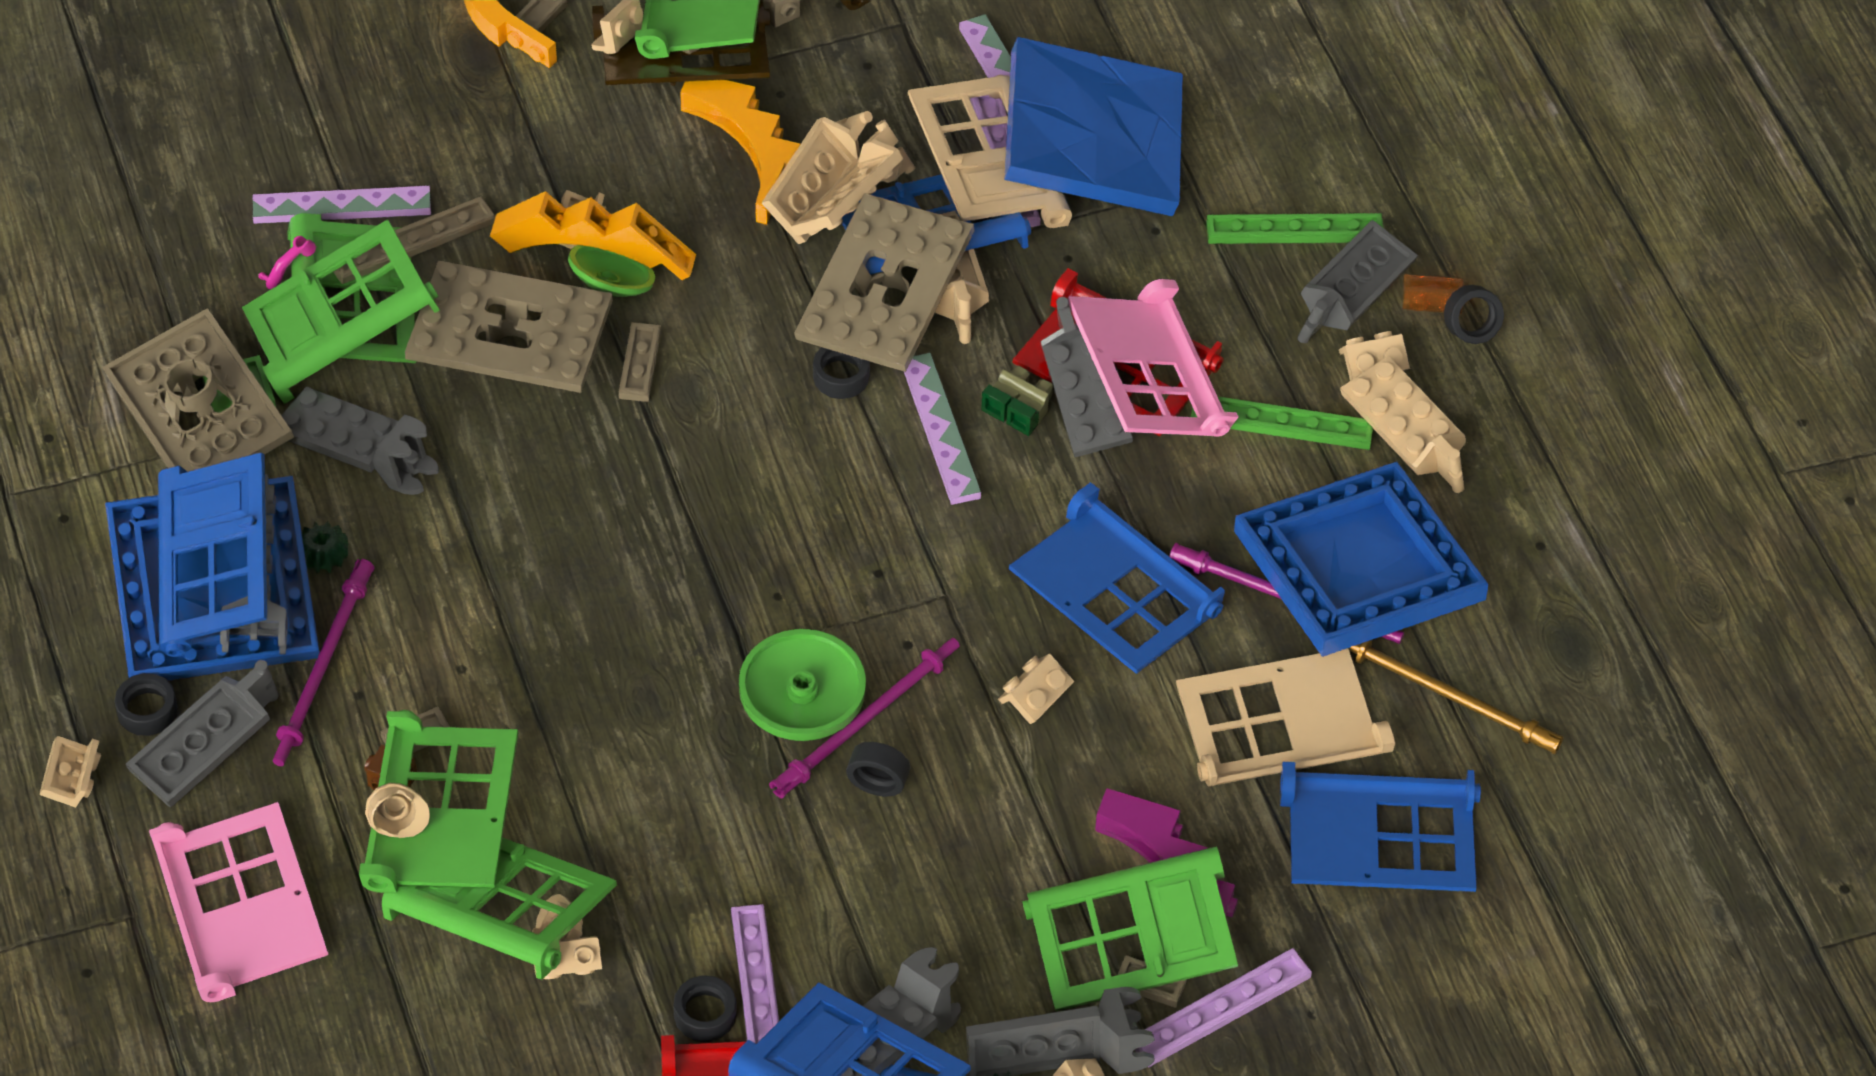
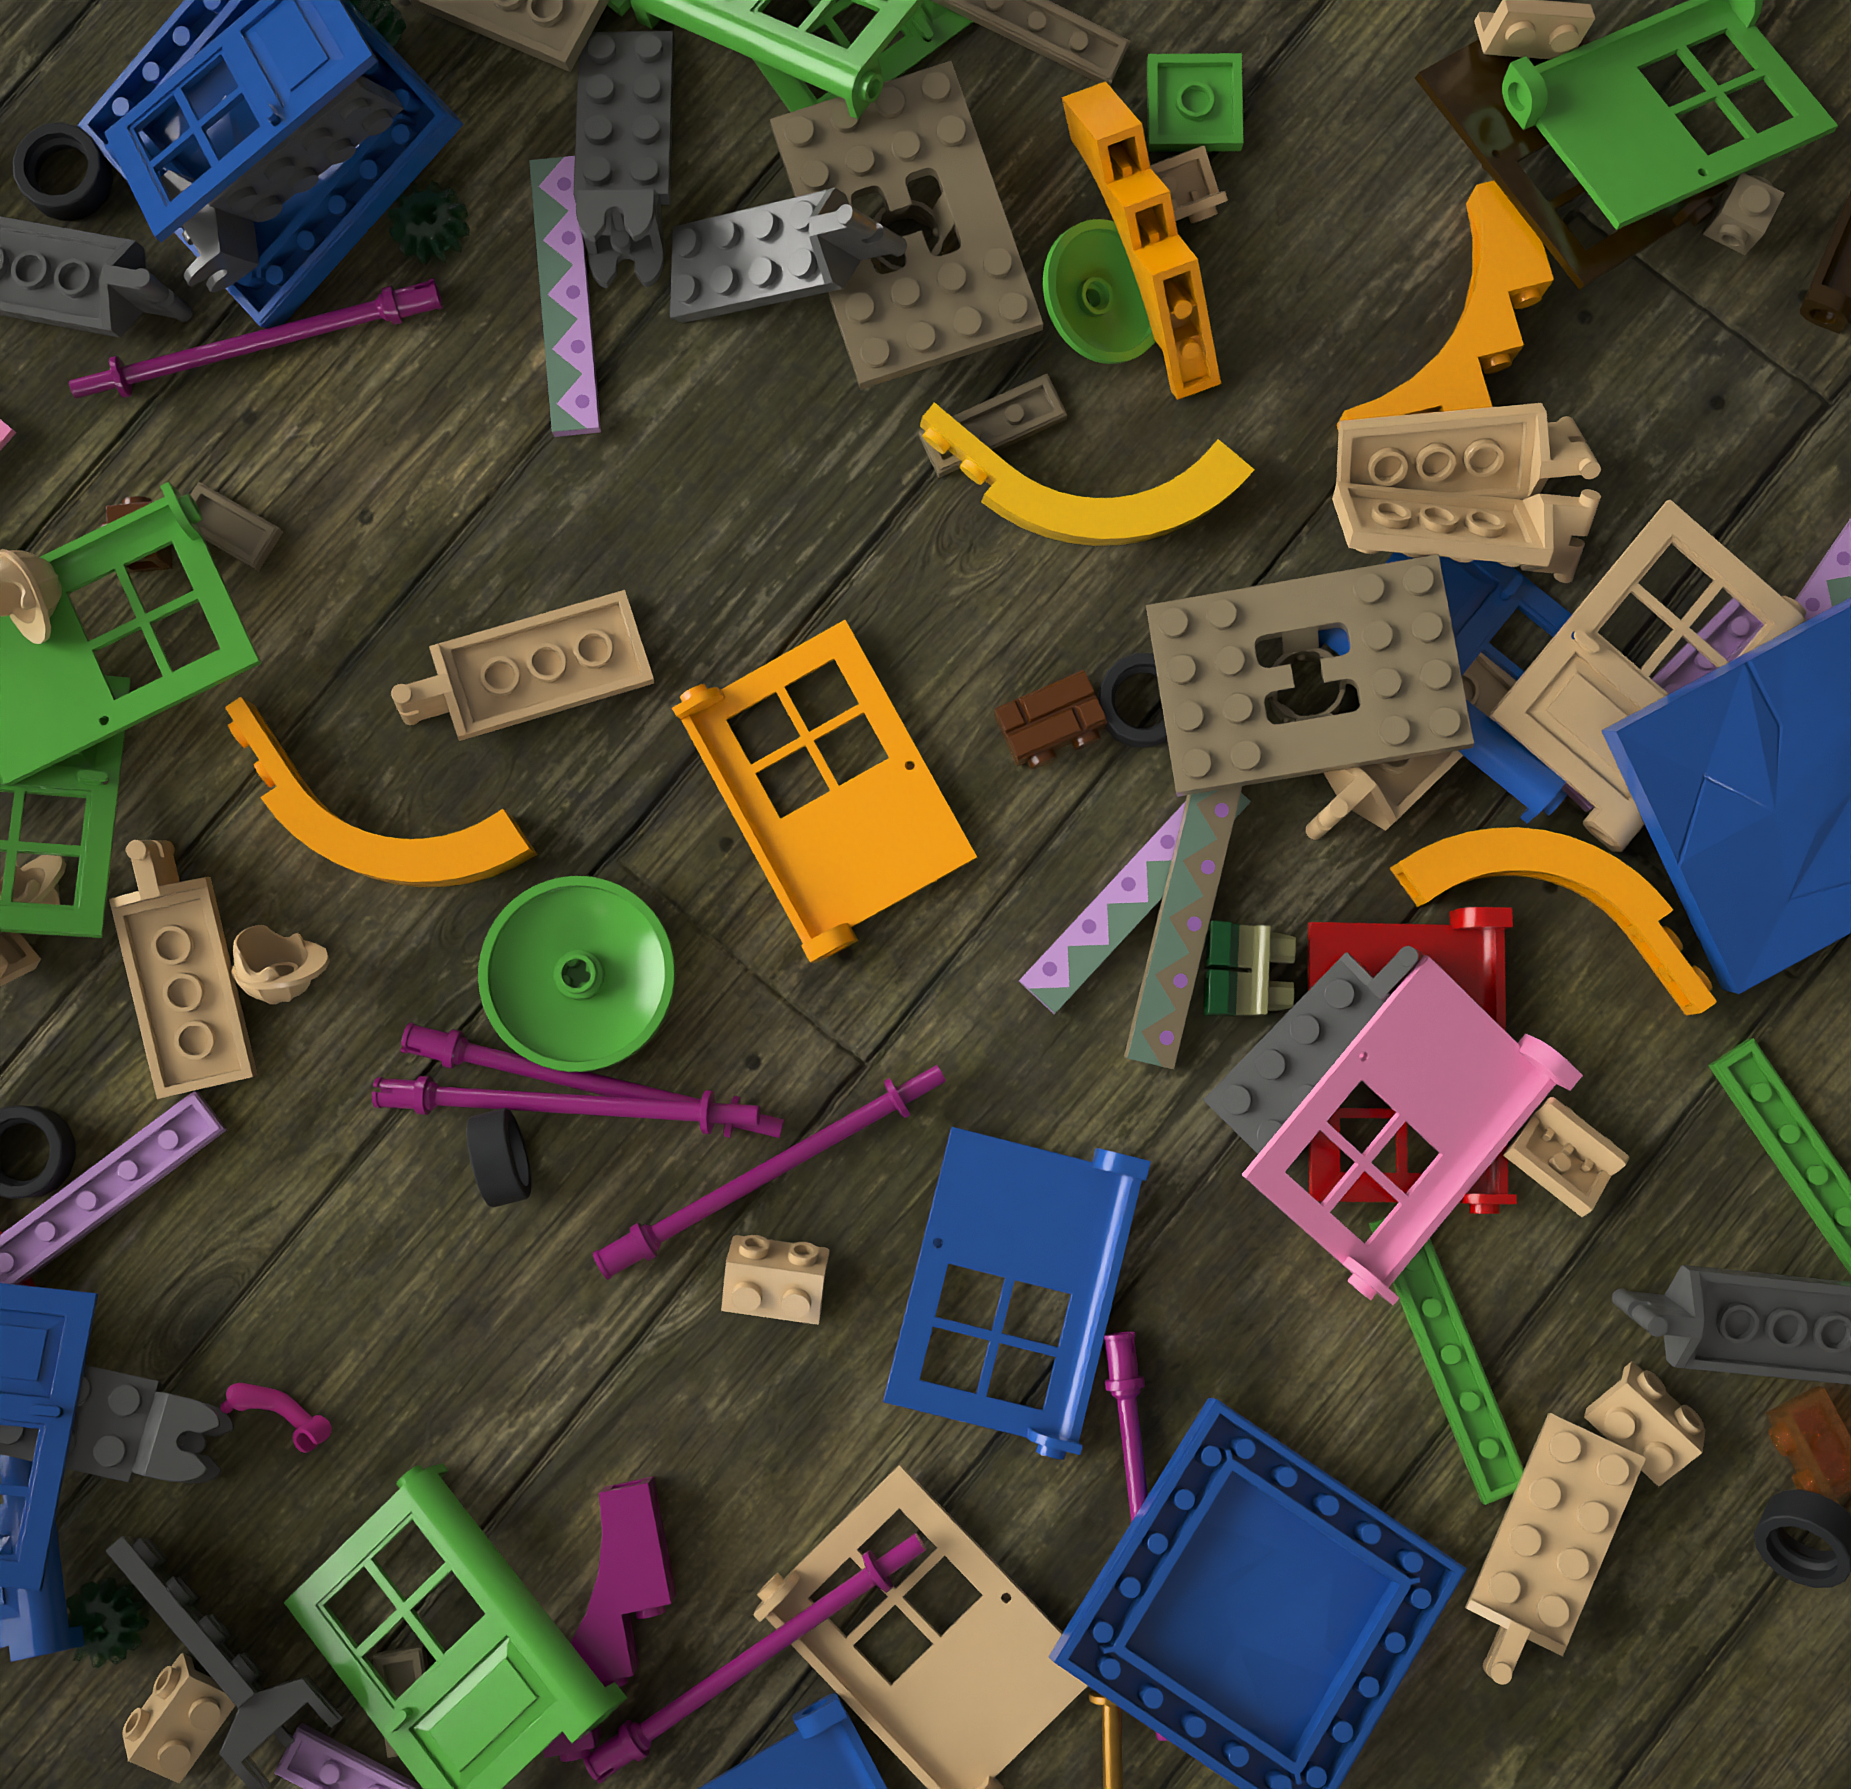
camera: 65 degrees right, 30 degrees up
(413, 511) = (564, 299): none -> tile
(477, 391) = (772, 254): none -> dark grey hinge
(532, 178) = (1194, 102): none -> bright green plate
(613, 625) = (531, 668): none -> tan hinge
(644, 761) = (429, 862): none -> light orange arch
(660, 872) = (180, 976): none -> tan hinge
(693, 826) = (275, 965): none -> tan piece
(715, 350) = (1085, 518): none -> yellow arch
(816, 796) = (425, 1095): none -> magenta bar
(821, 413) = (1051, 720): none -> reddish brown brick
(822, 530) = (860, 840): none -> light orange door
(953, 952) = (309, 1430): none -> dark pink piece
(972, 736) = (647, 1239): none -> magenta bar
(975, 413) = (1182, 927): none -> tile
(1071, 235) = (1573, 865): none -> light orange arch
(1212, 315) = (1565, 1155): none -> tan bracket
(1244, 877) = (635, 1738): none -> magenta bar

